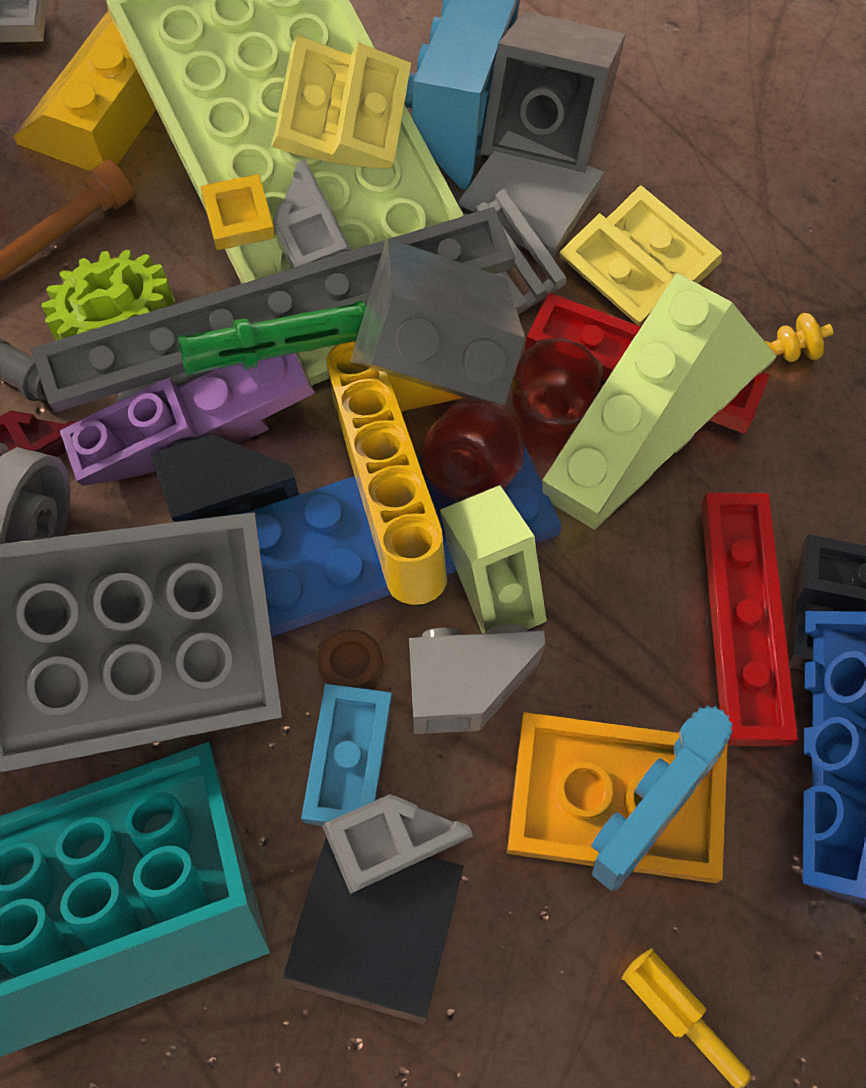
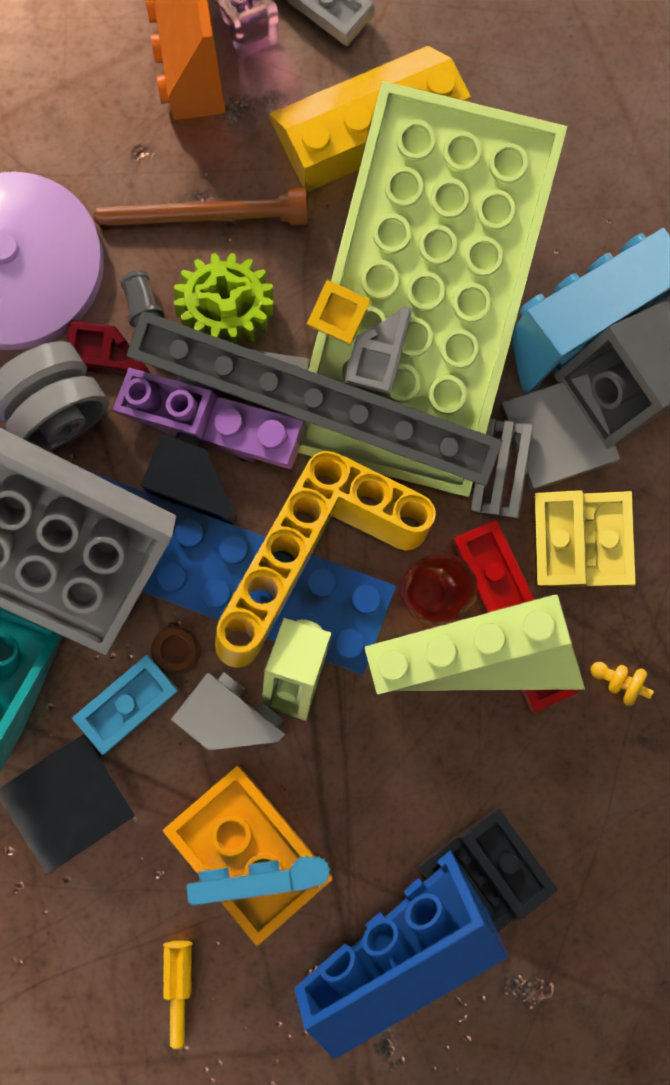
camera: 40 degrees right, 15 degrees up
(272, 338) = (286, 423): green pin -> none
(342, 104) = (472, 284): light yellow slope -> none
(387, 839) = (105, 770): light grey tile -> none
(440, 325) = (371, 513): dark grey slope -> none
(472, 450) = (338, 595): clear red hair -> none
(748, 619) = (416, 822): red plate -> none

